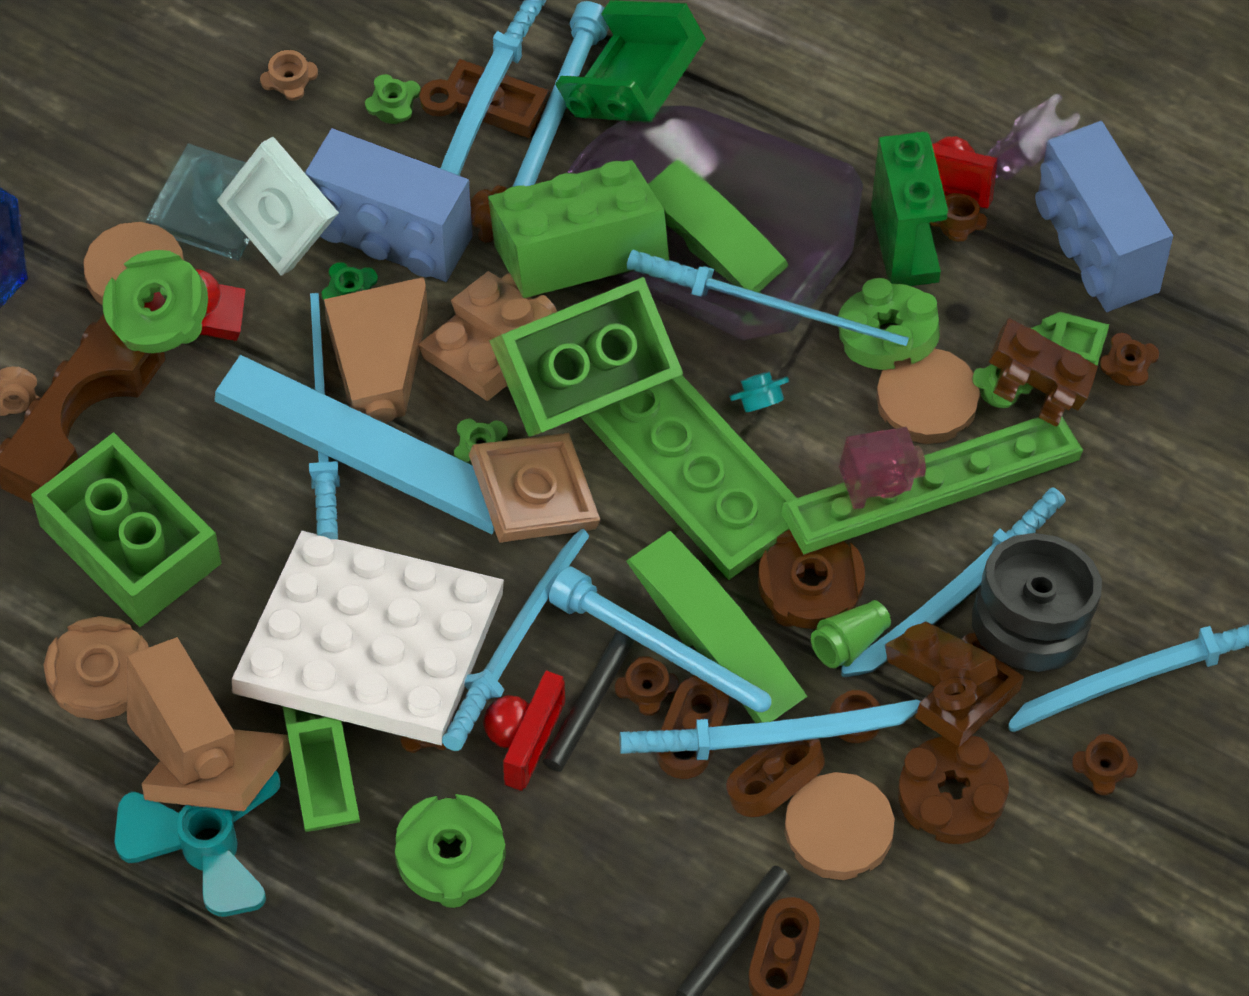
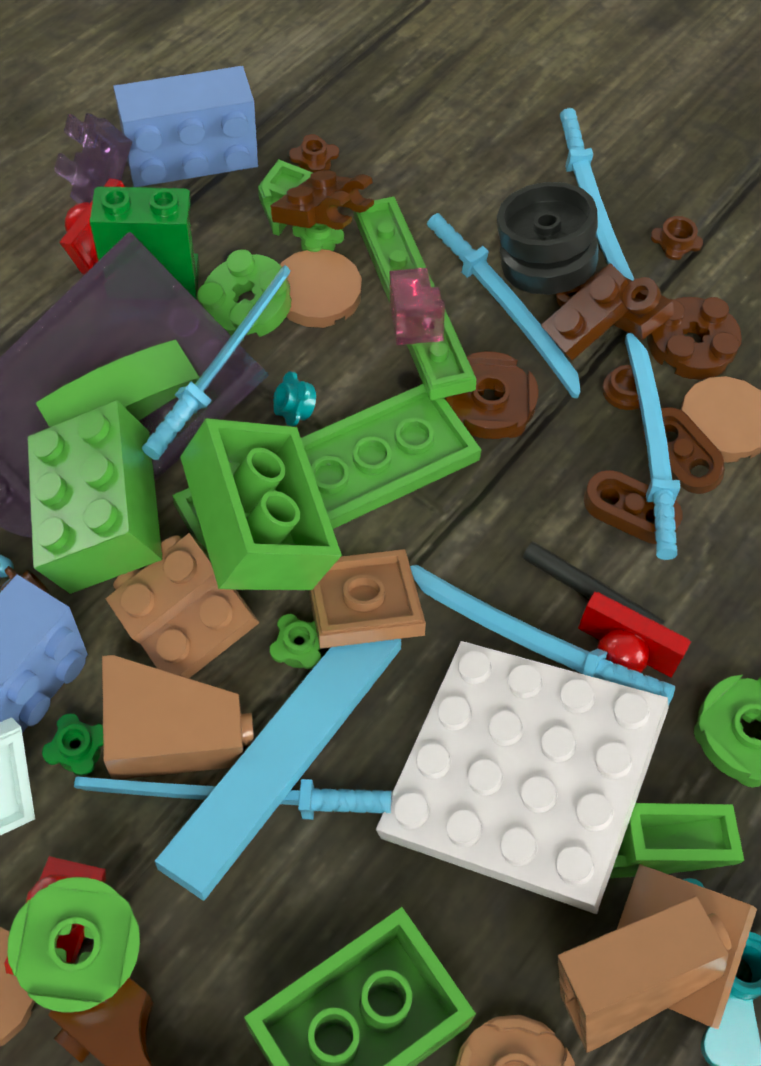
camera: 85 degrees left, 0 degrees up
(575, 593) = (486, 578): medium azure piece -> none
(647, 670) = (584, 526): reddish brown plate -> none
(713, 622) = (534, 470): bright green slope -> none
(848, 634) = (556, 380): bright green cone -> none

